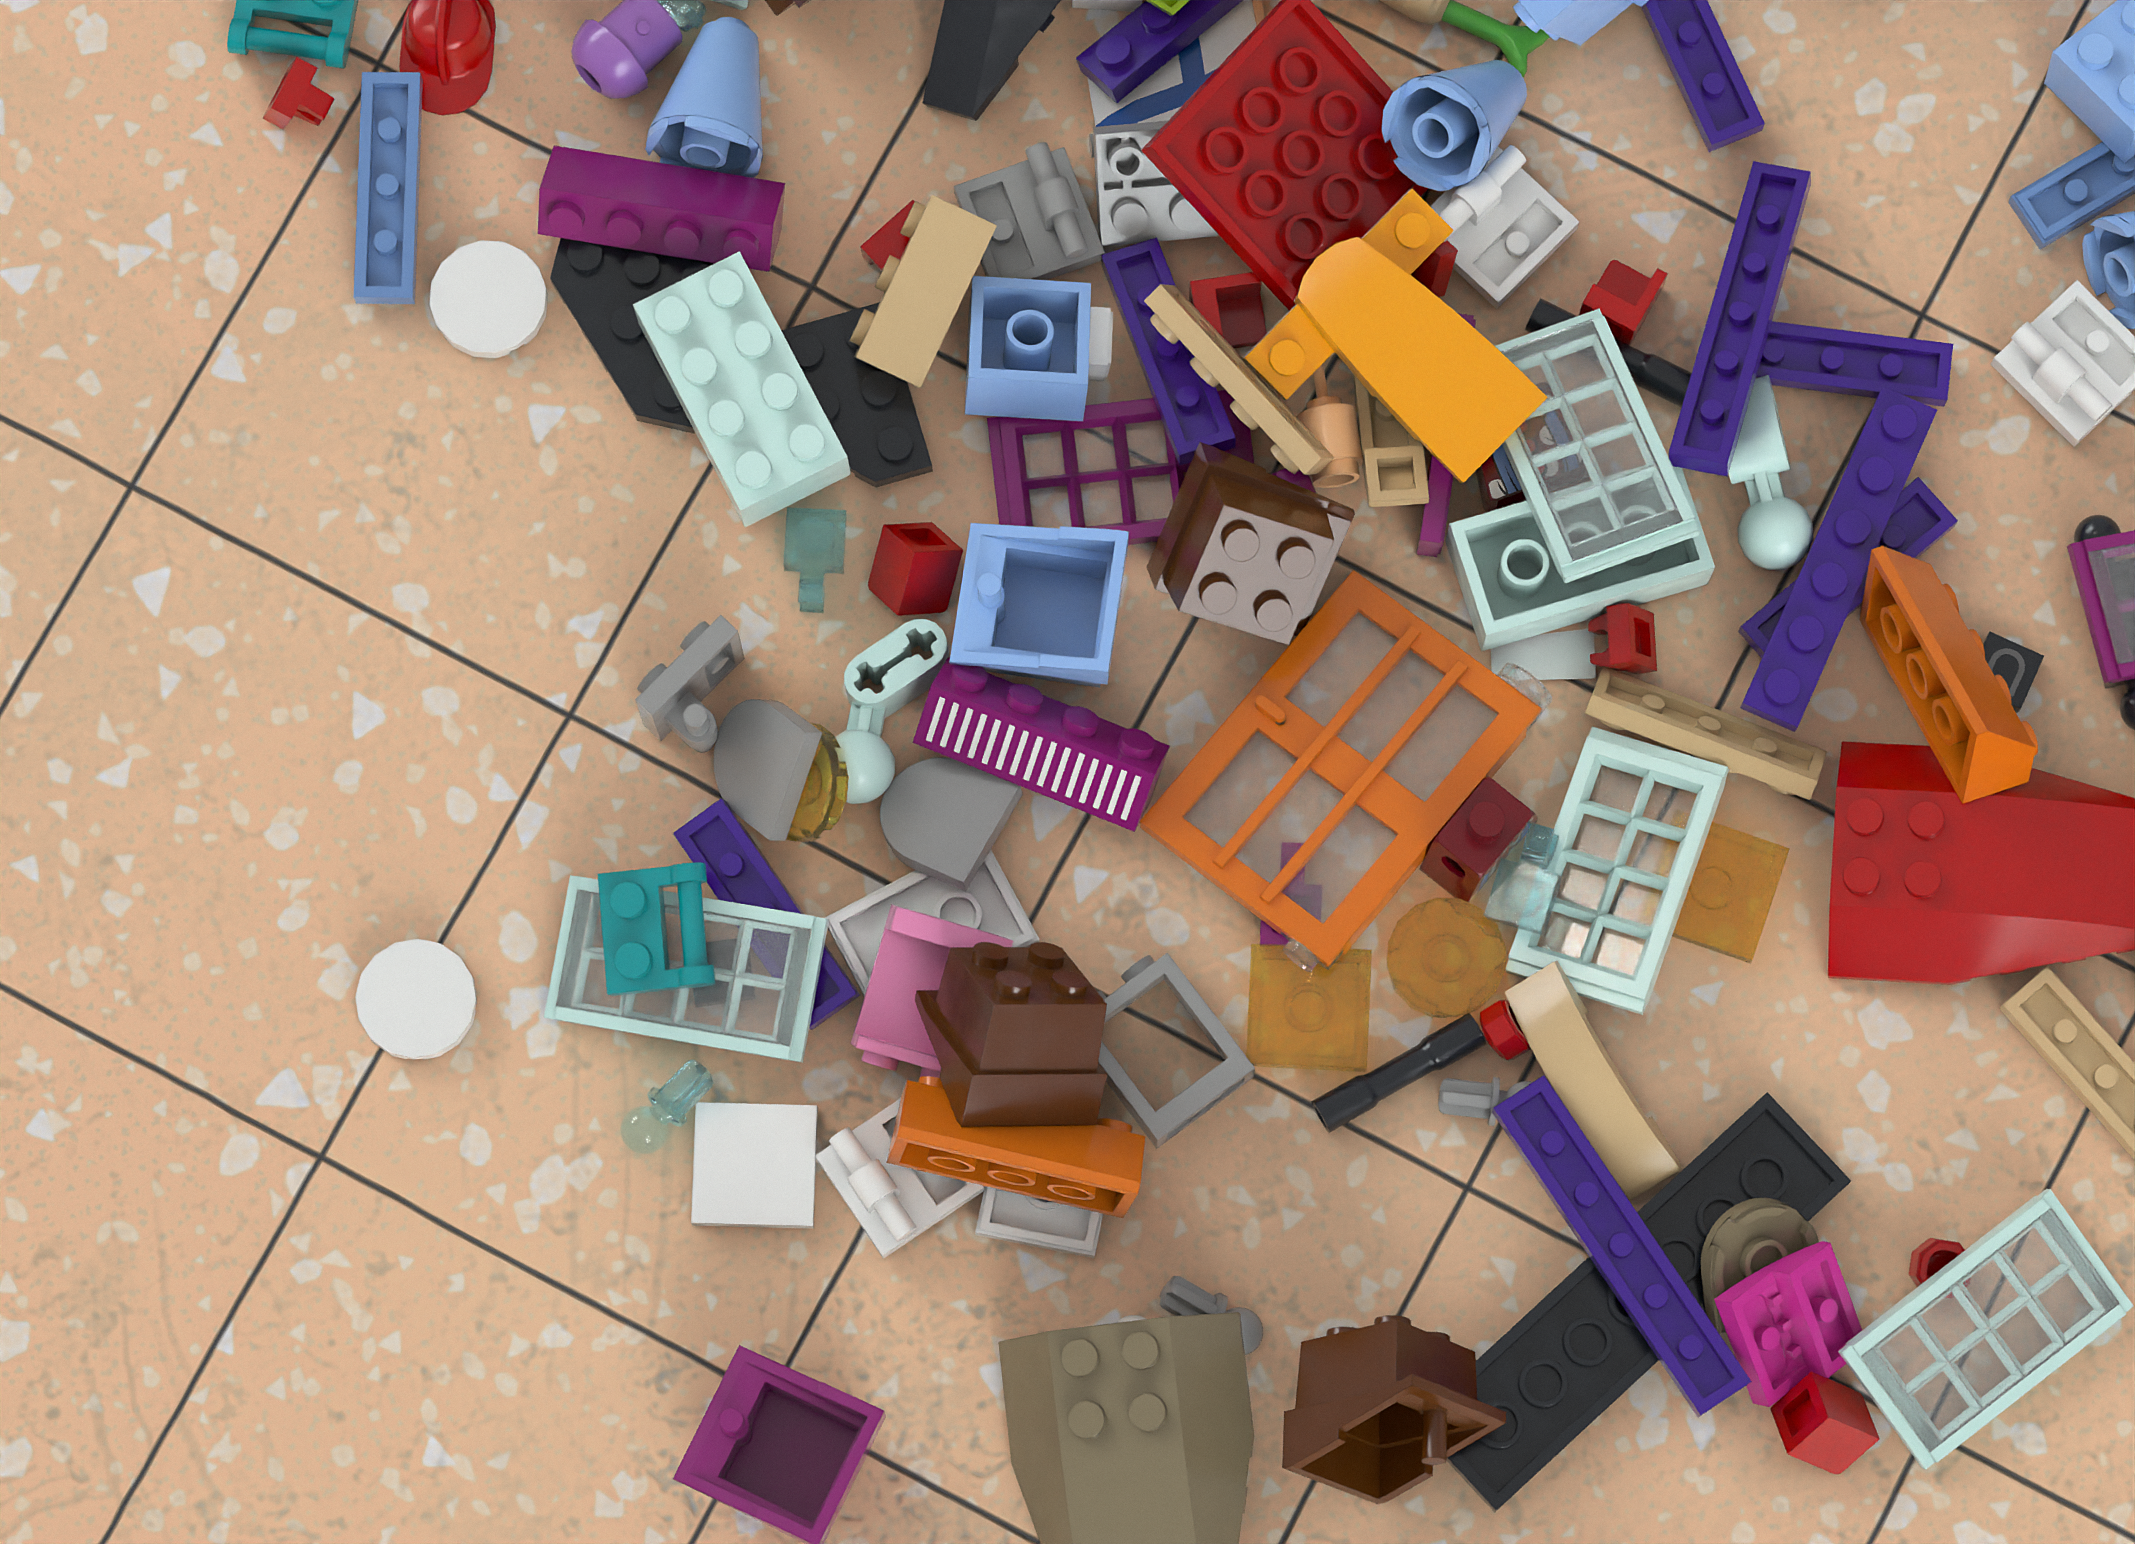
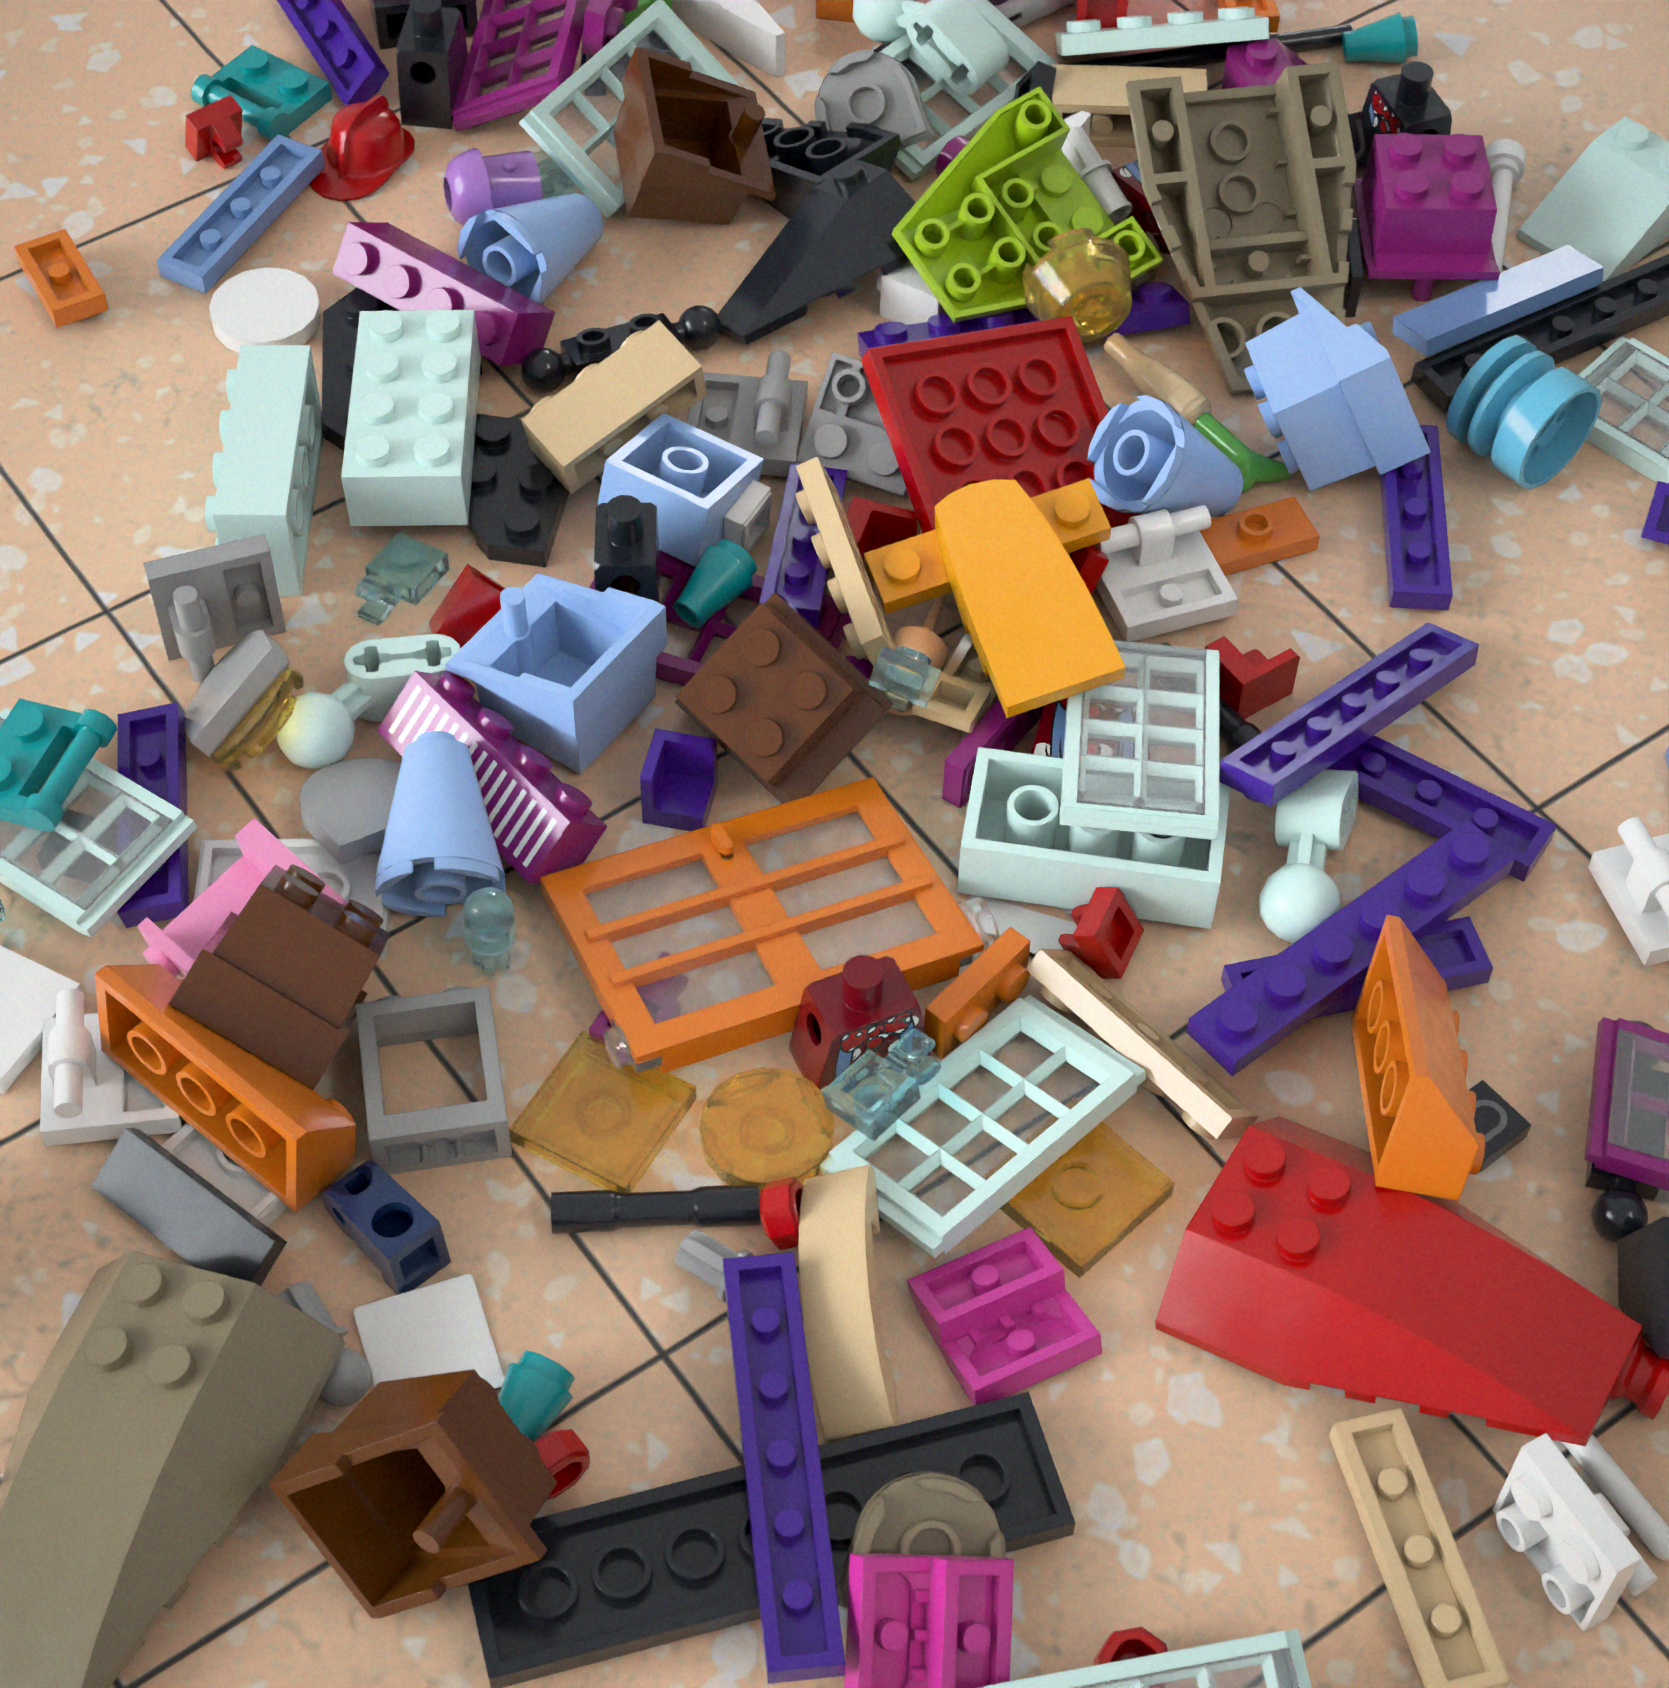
camera: 25 degrees right, 25 degrees down
(268, 359) = (61, 278): none -> orange plate
(643, 507) = (269, 457): none -> light aqua brick
(861, 184) = (546, 369): none -> black plate
(1040, 827) = (436, 831): none -> light blue cone
(1041, 1262) = (186, 1210): none -> tile
(1042, 473) = (627, 545): none -> black torso
(1117, 437) = (716, 581): none -> teal cone
(1136, 897) = (489, 928): none -> clear light blue axle
(1196, 663) = (679, 780): none -> dark purple panel
(1200, 1194) = (388, 1226): none -> dark blue leg
(1289, 1274) = (429, 1333): none -> white sticker
(1359, 488) = (904, 676): none -> clear light blue plate
(1398, 1282) = (535, 1393): none -> teal cone
(1446, 1316) = (564, 1458): none -> red tile
(1558, 124) = (1260, 535): none -> orange plate
(1563, 726) = (966, 1003): none -> orange plate
(1712, 1030) = (1004, 1317): none -> dark pink slope

